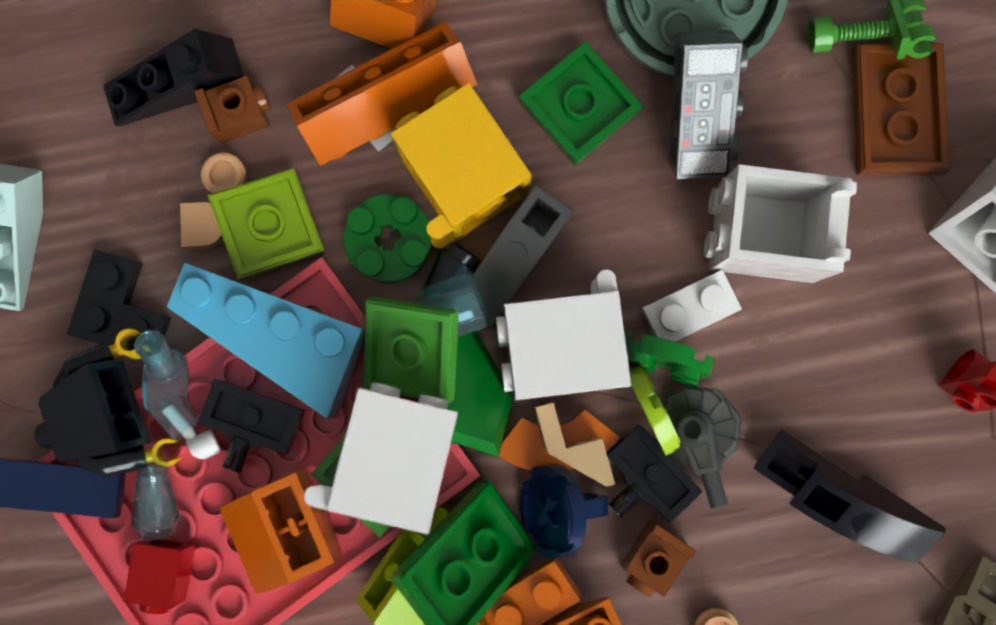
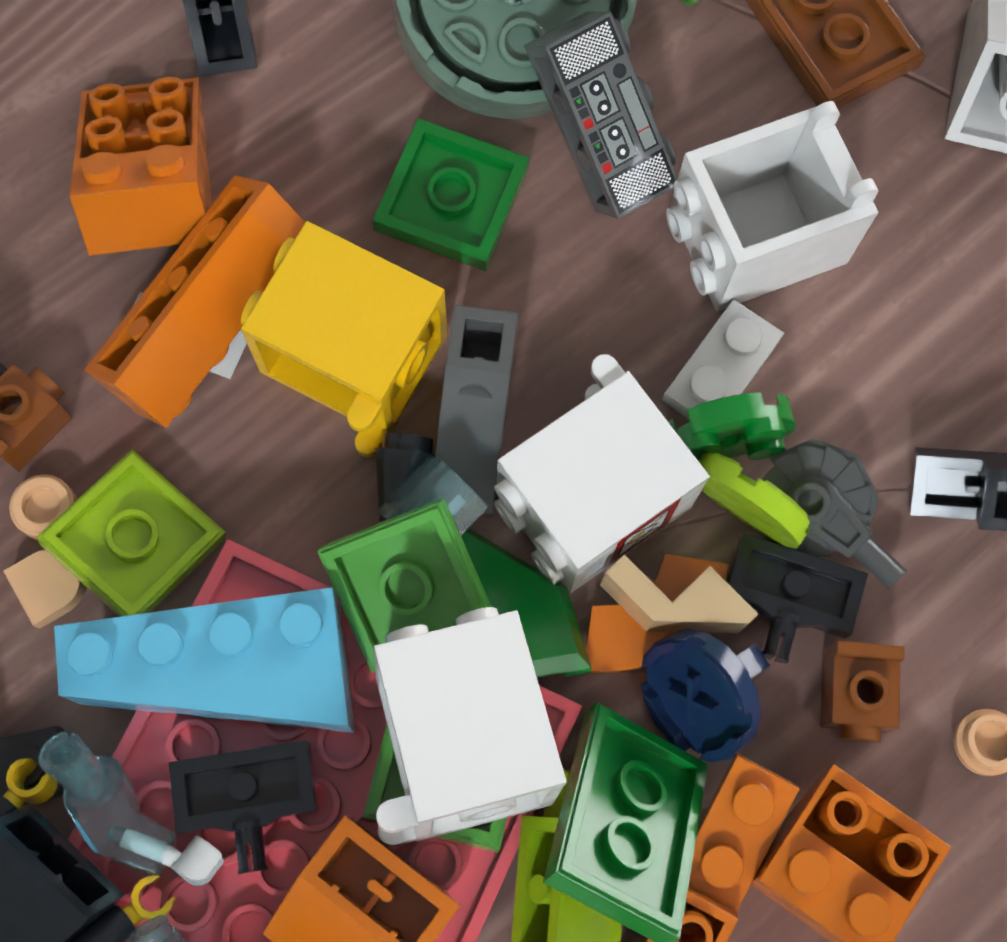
camera: 30 degrees left, 10 degrees down
(366, 224) = (265, 466): green plate -> none

